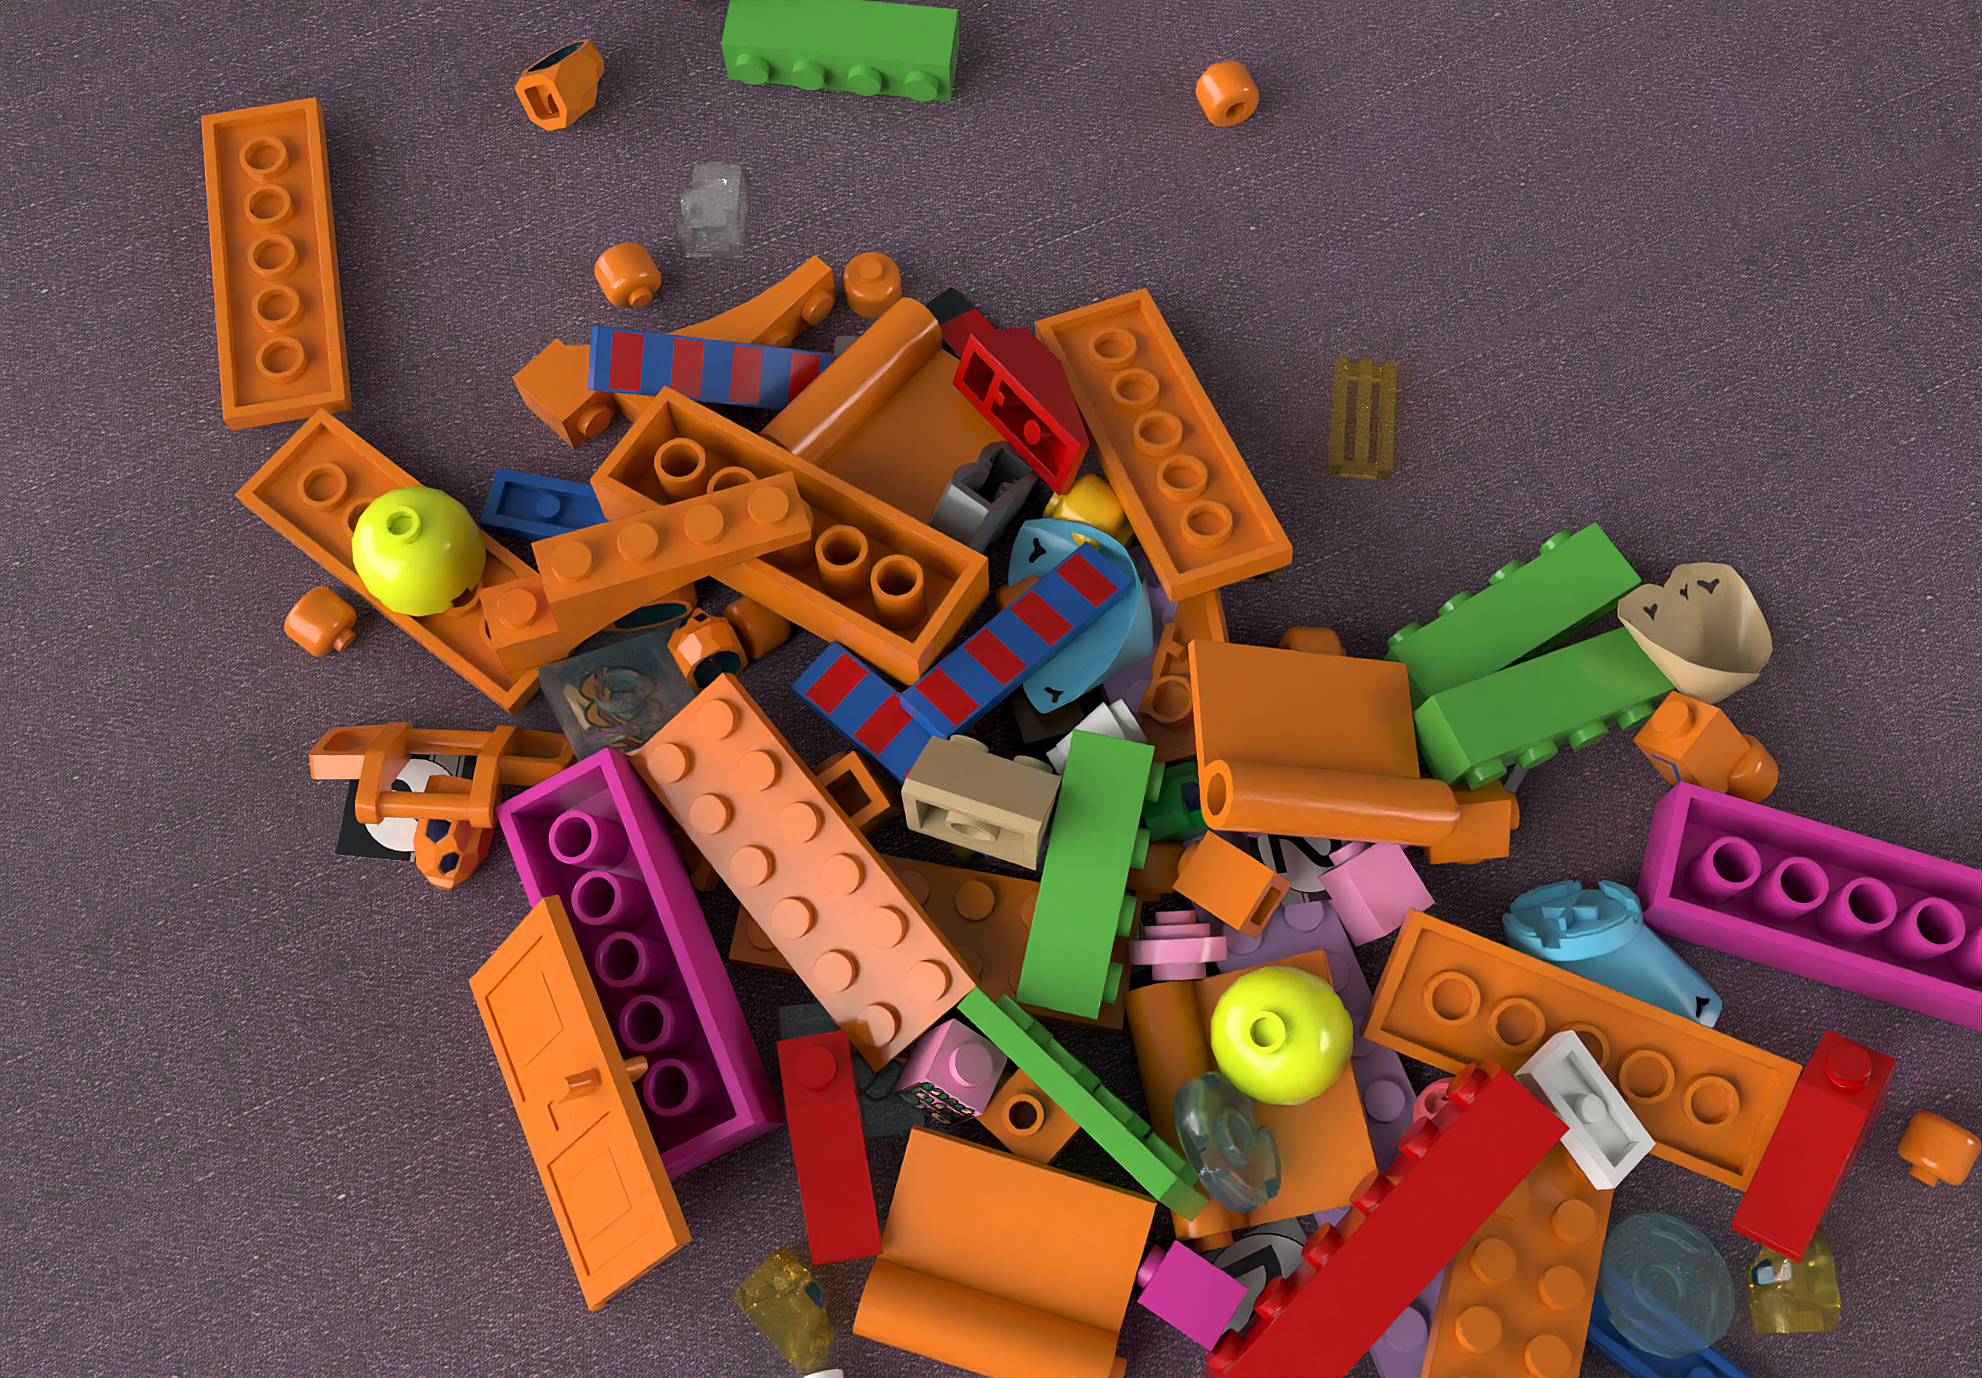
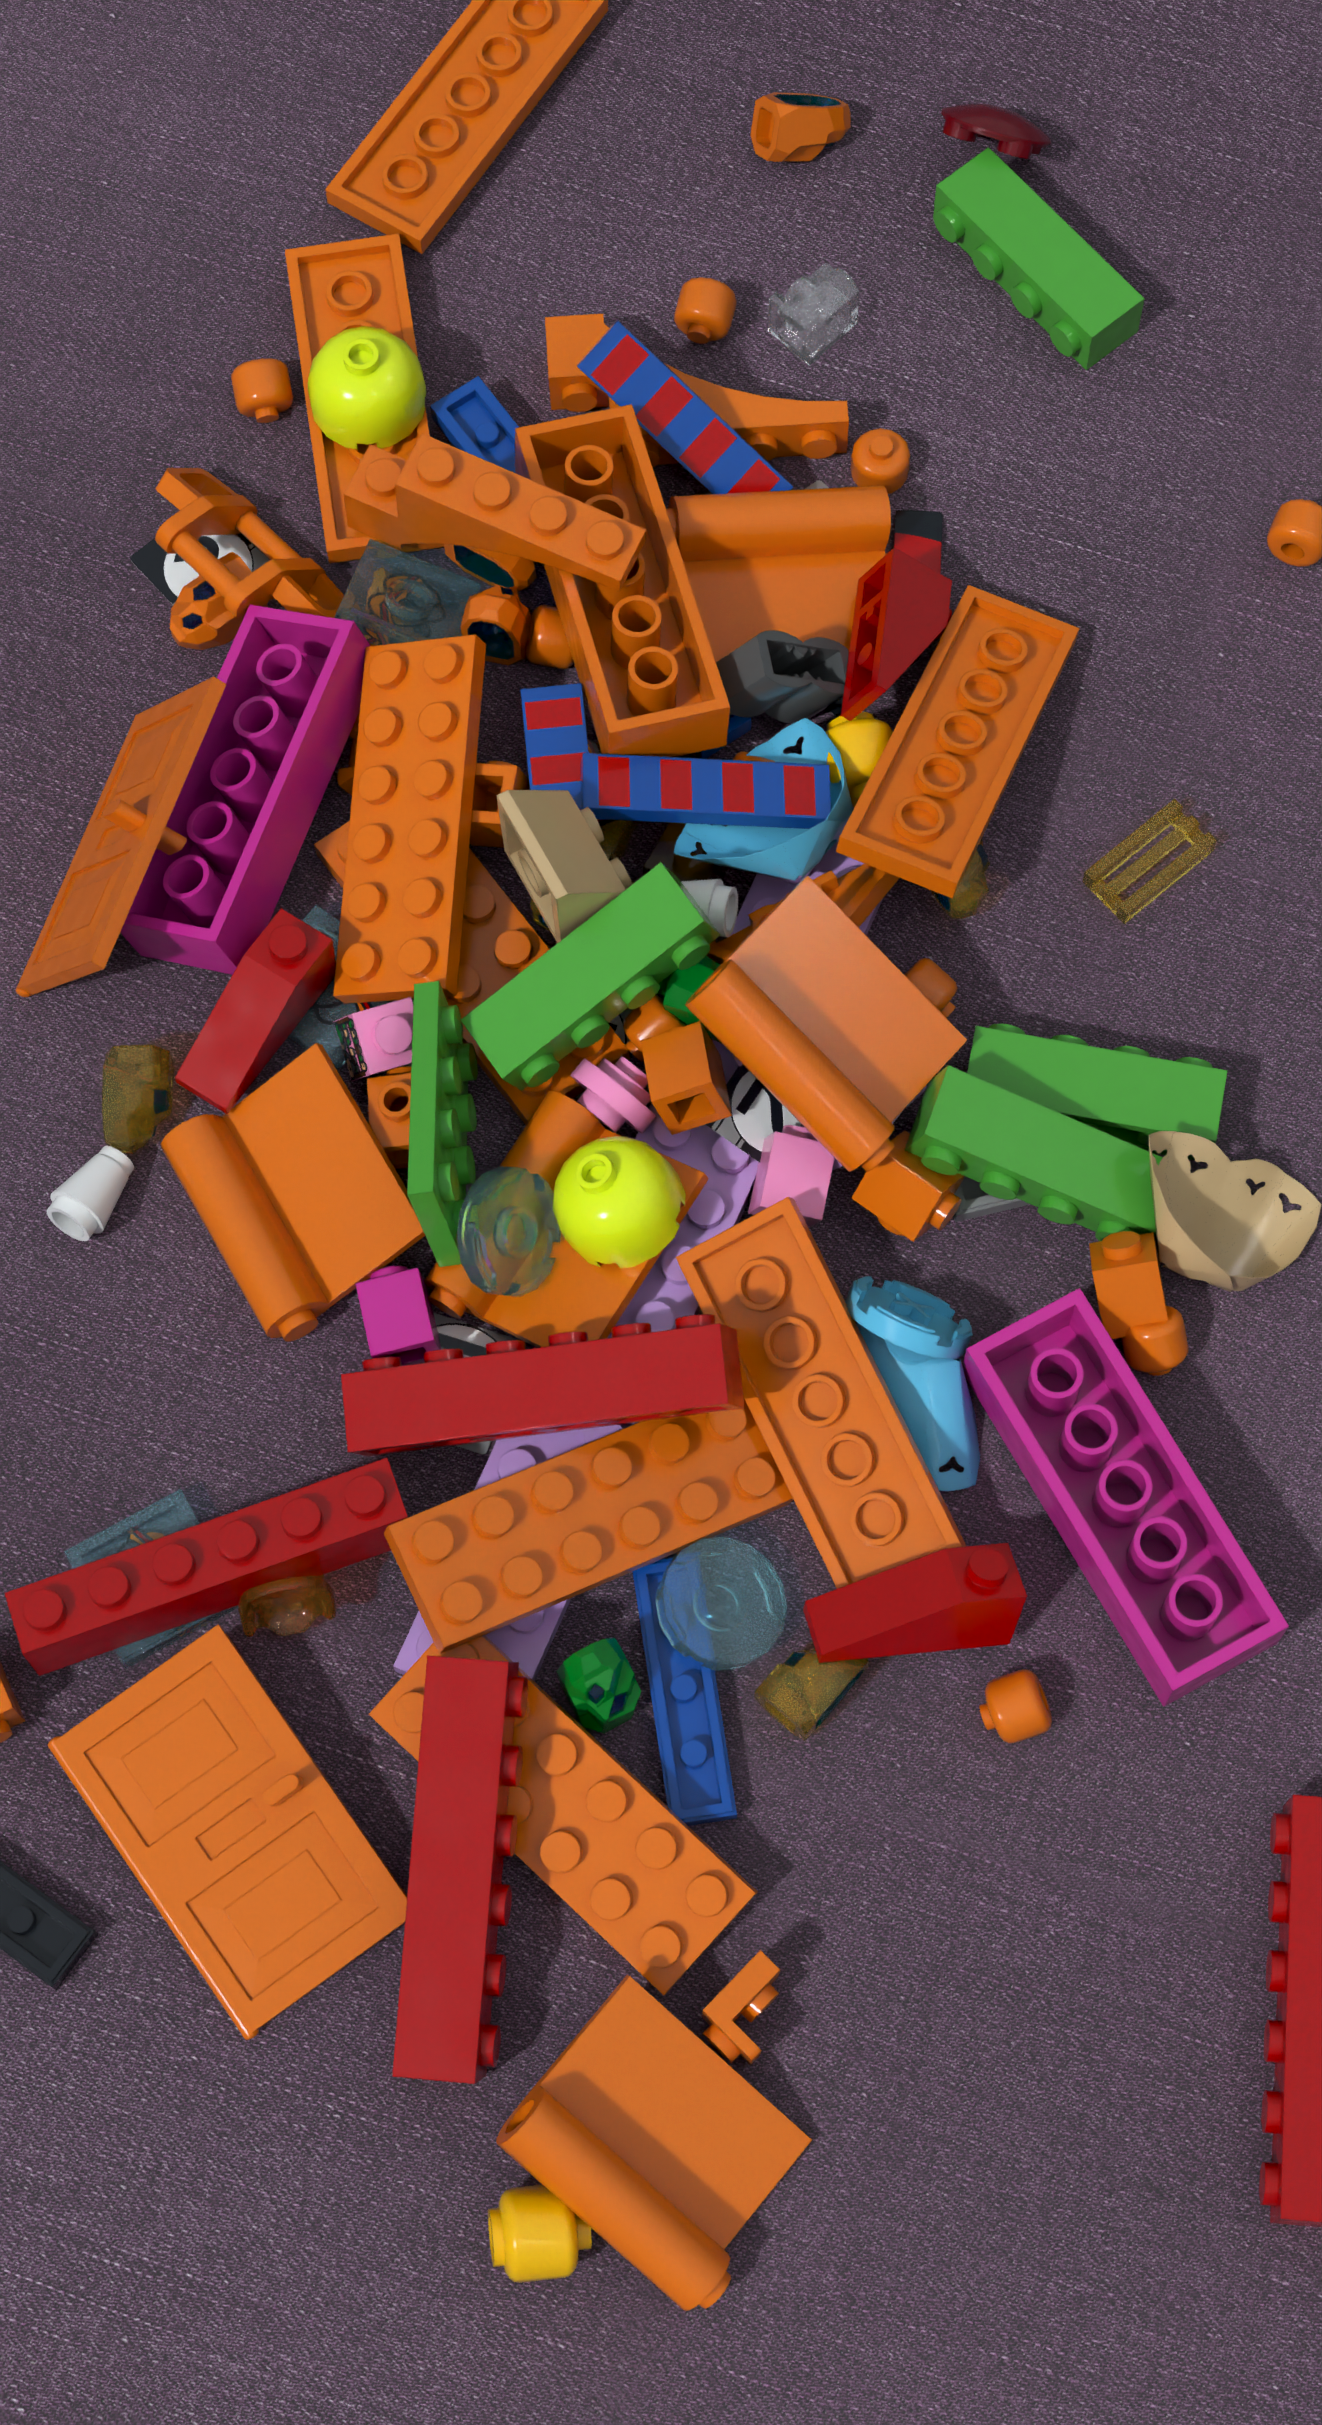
camera: 45 degrees right, 0 degrees up
(1603, 1129) = (774, 1432): white plate -> none

